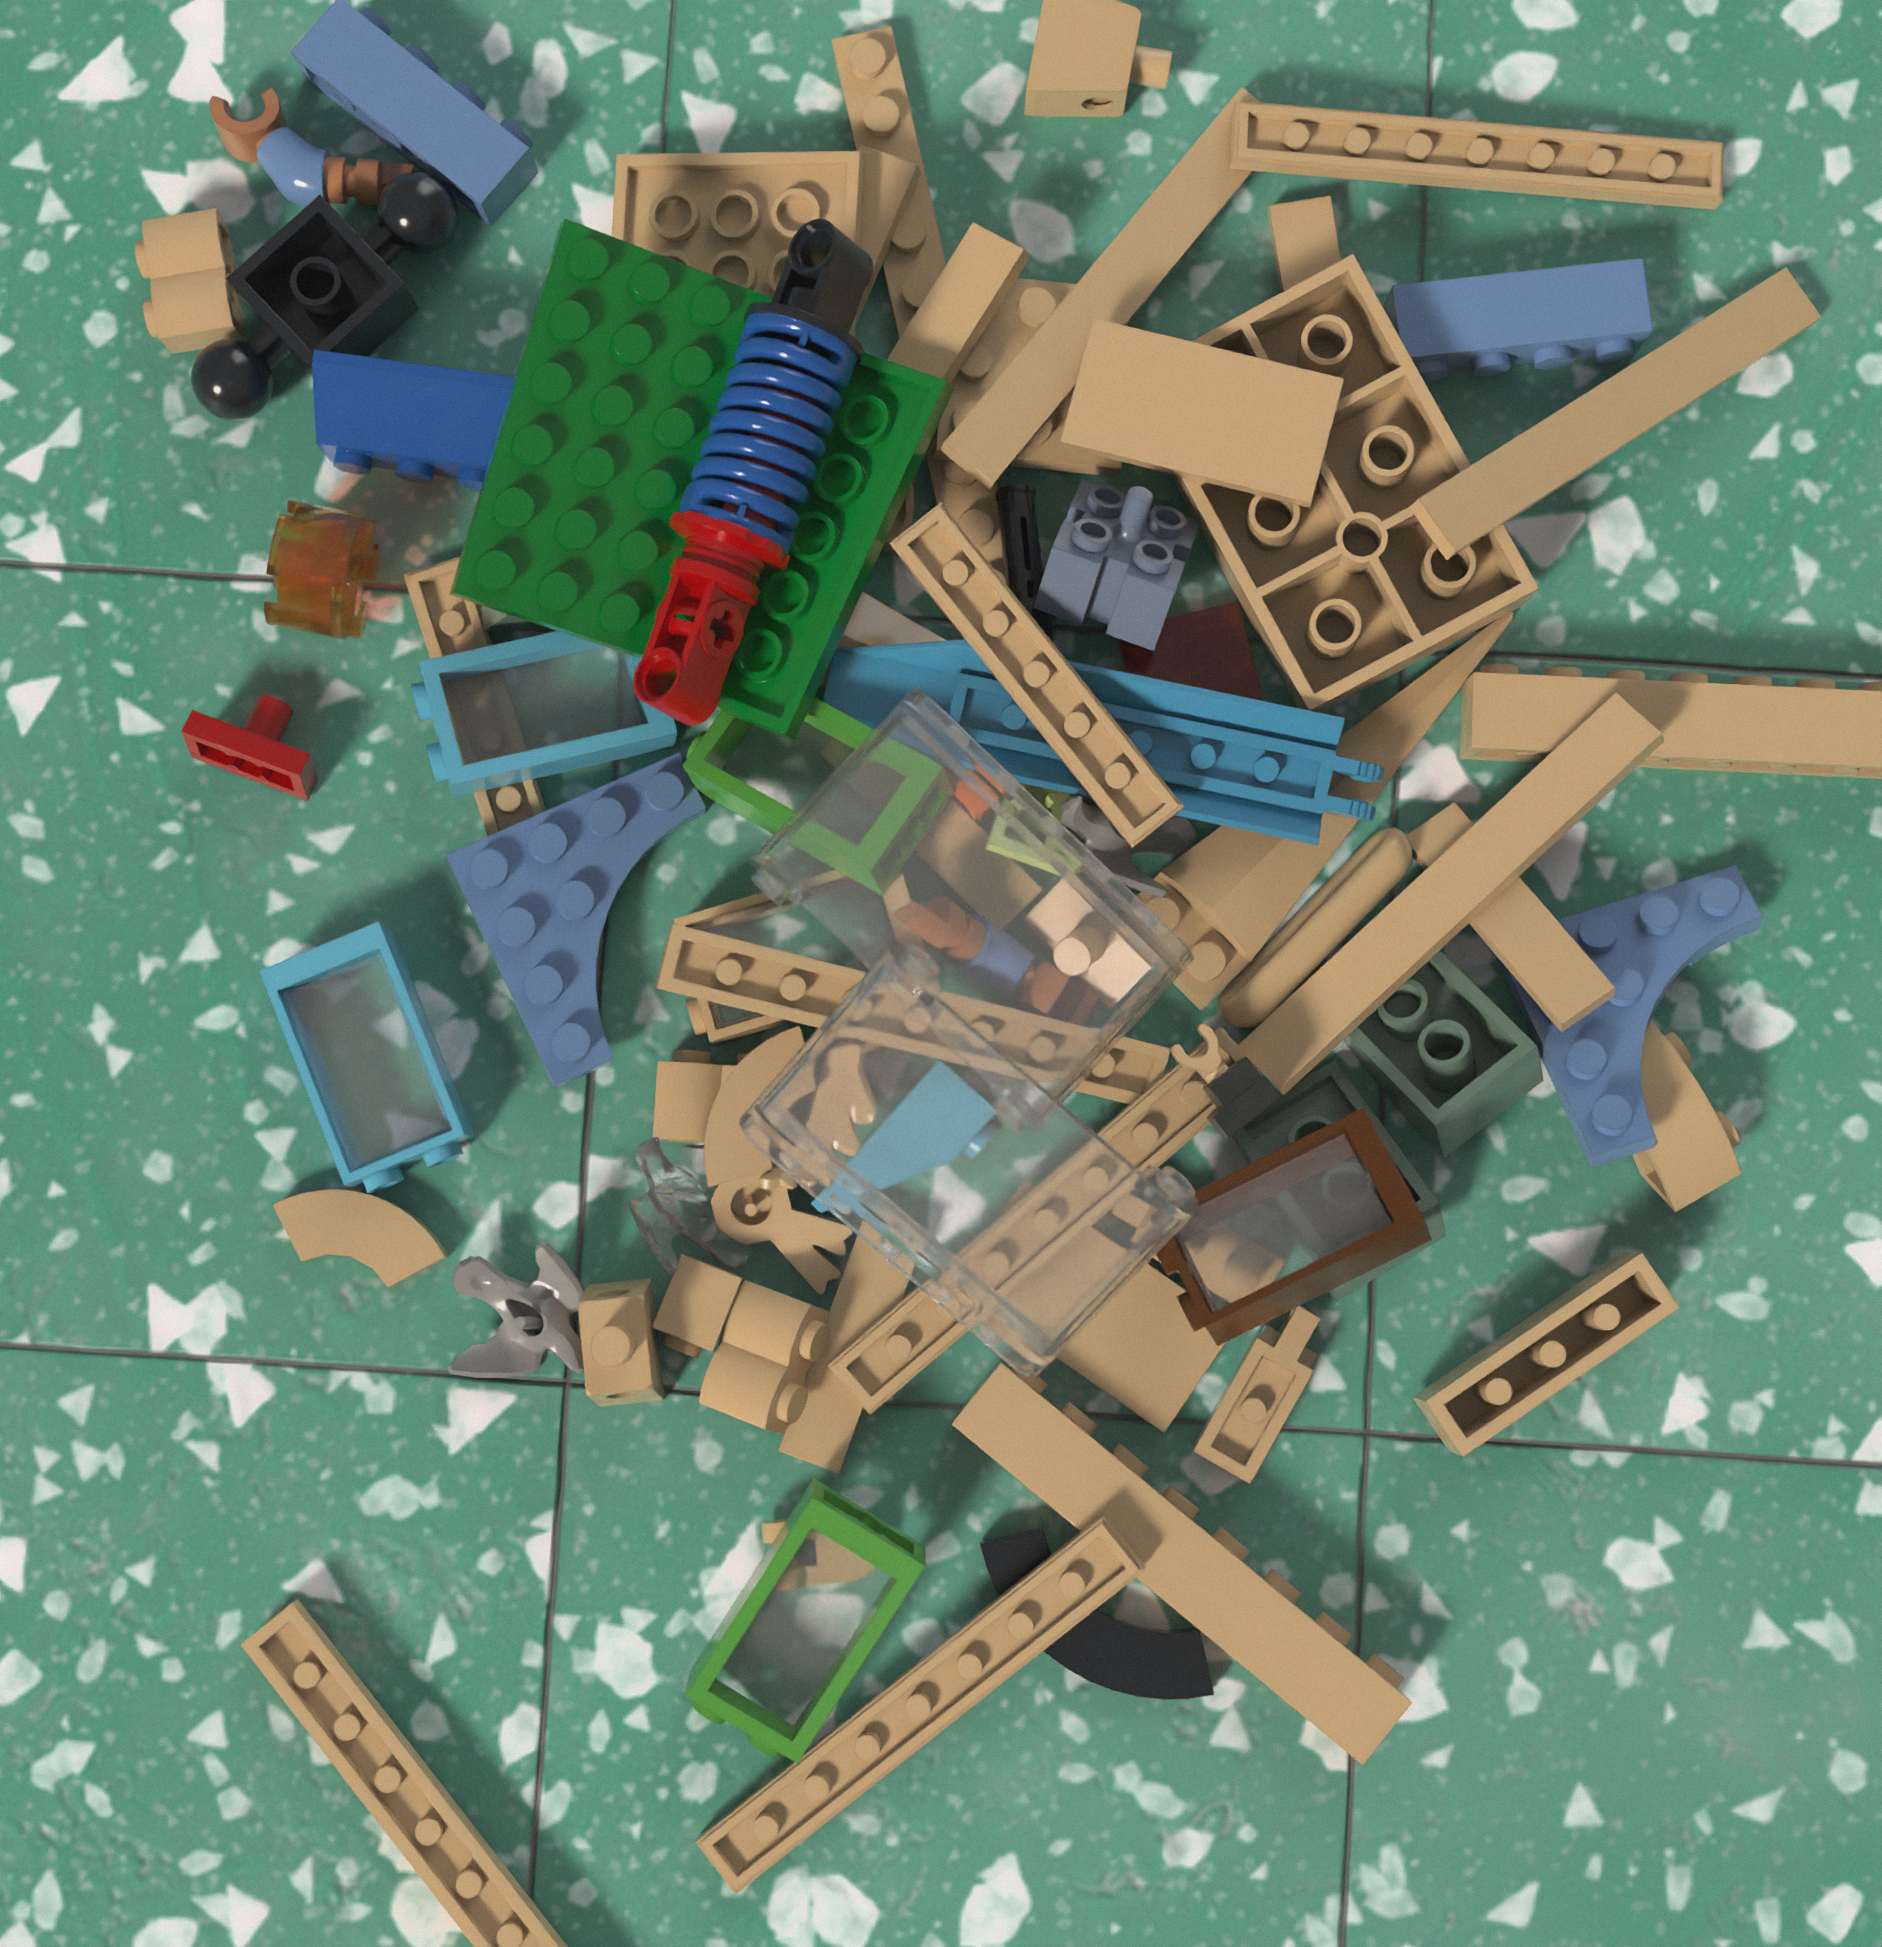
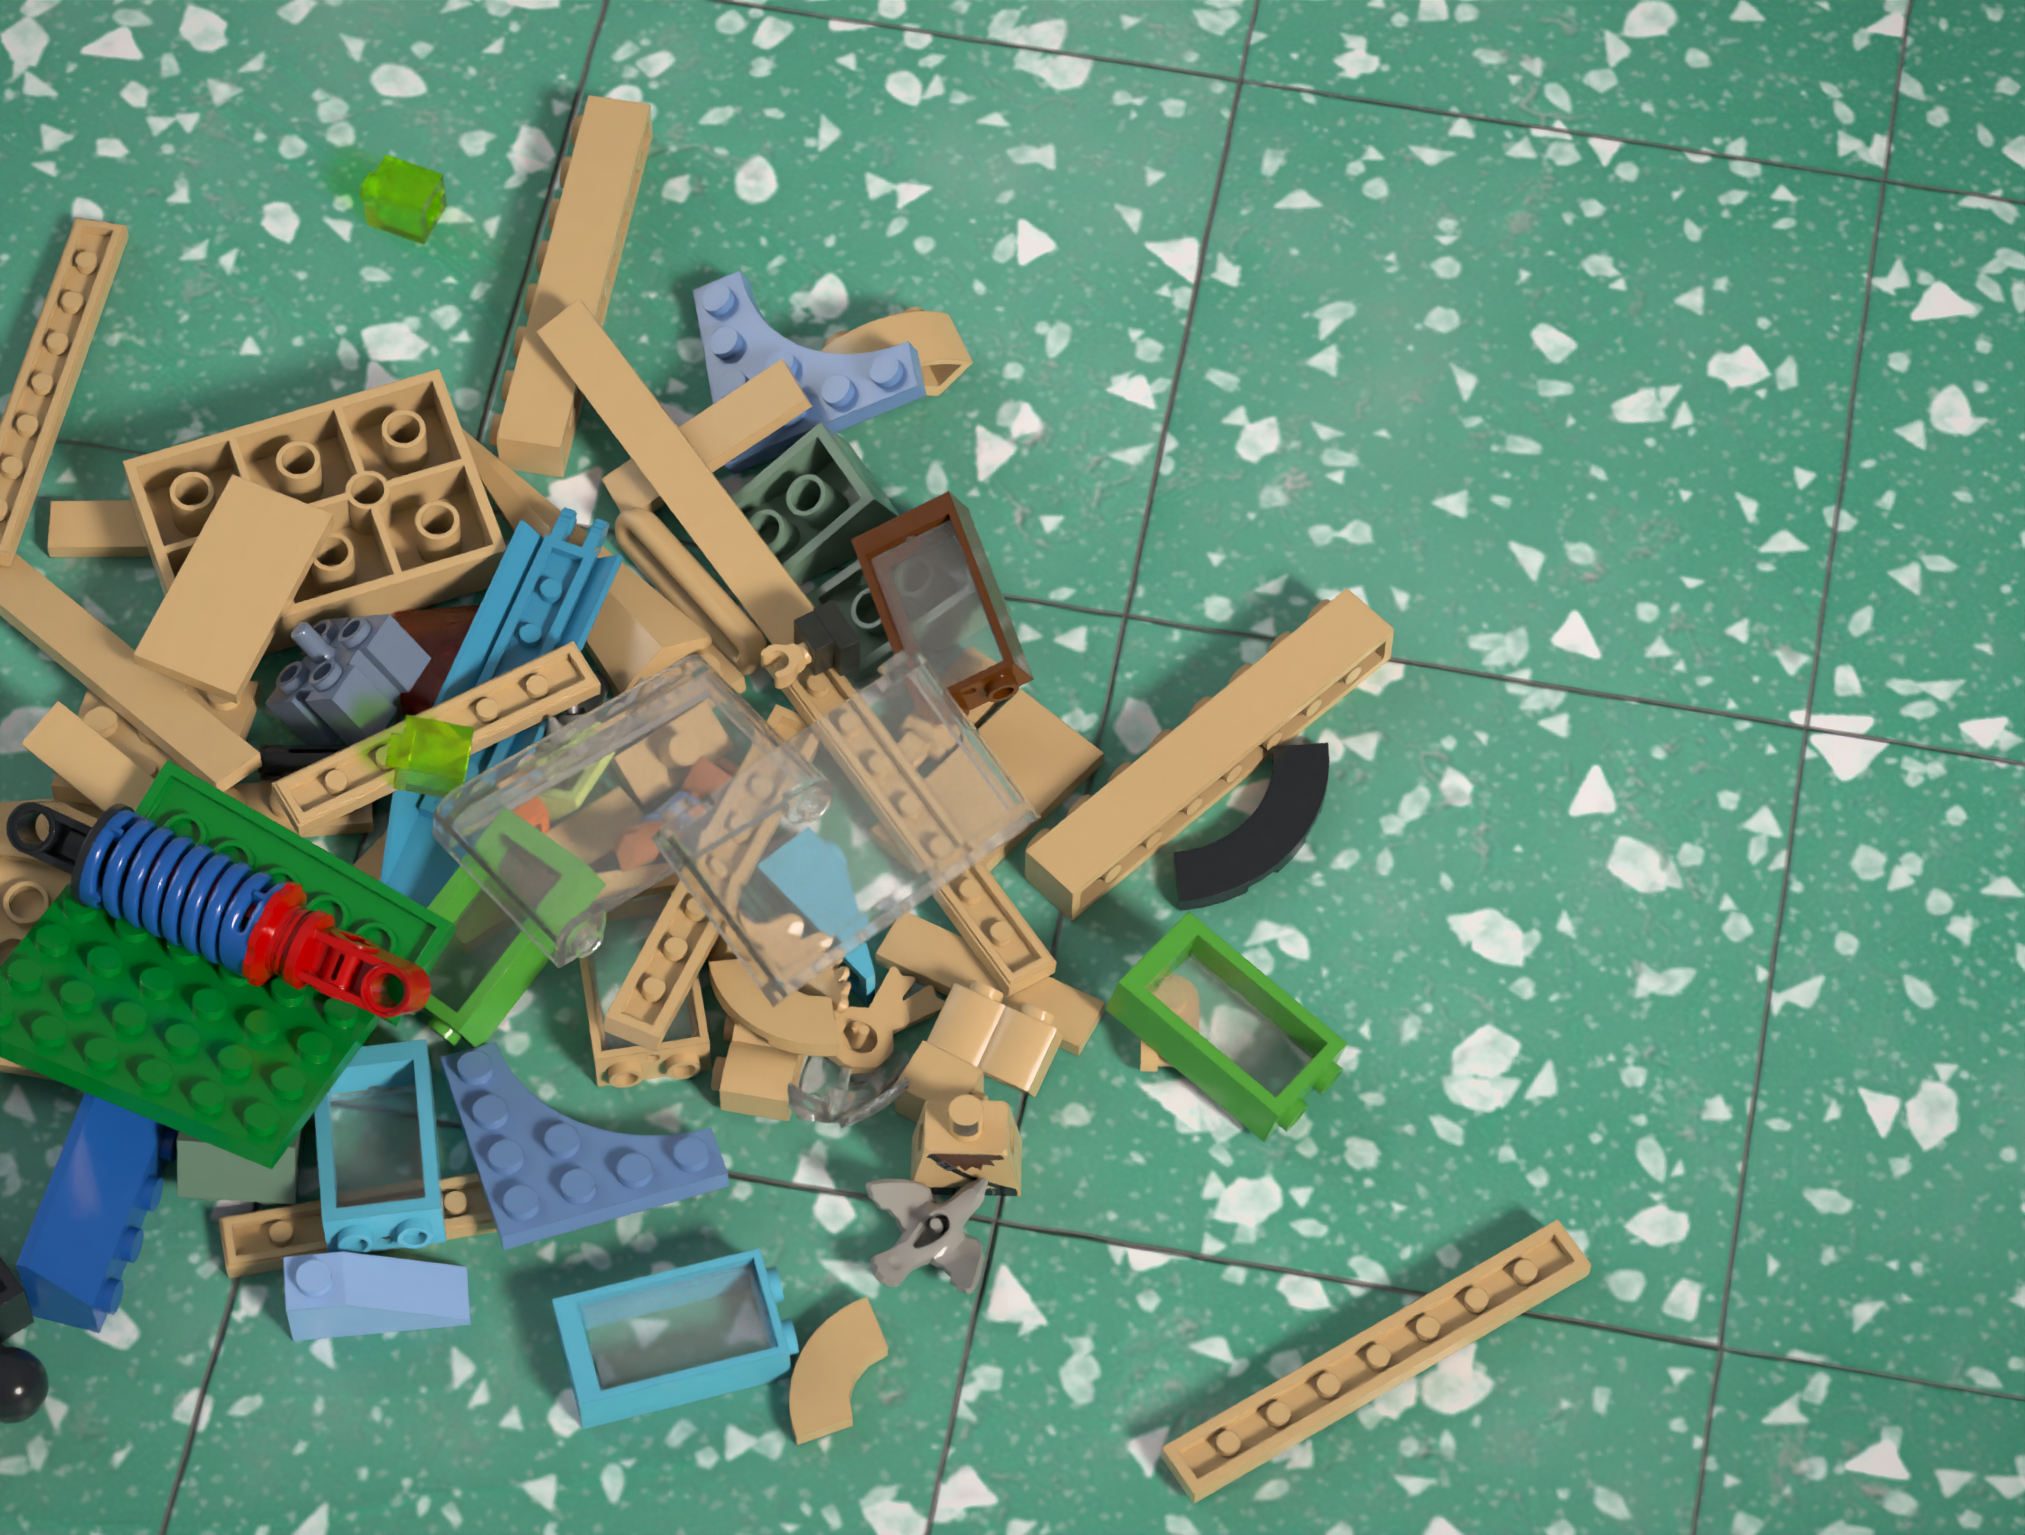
camera: 85 degrees left, 25 degrees down
(255, 748) = (367, 1409): red tile -> none
(320, 570) = (213, 1317): clear orange brick -> none
(385, 732) = (371, 1295): none -> light blue slope
(920, 1703) = (1311, 955): tan tile -> none
(983, 671) = (430, 756): none -> clear neon green brick
(1259, 1396) = (1085, 679): tan hinge -> none
(1522, 318) = (197, 360): medium blue brick -> none
(1545, 1352) = (1074, 465): tan brick -> none
(1614, 414) = (300, 306): tan tile -> none
(1808, 507) = (403, 199): none -> clear neon green brick

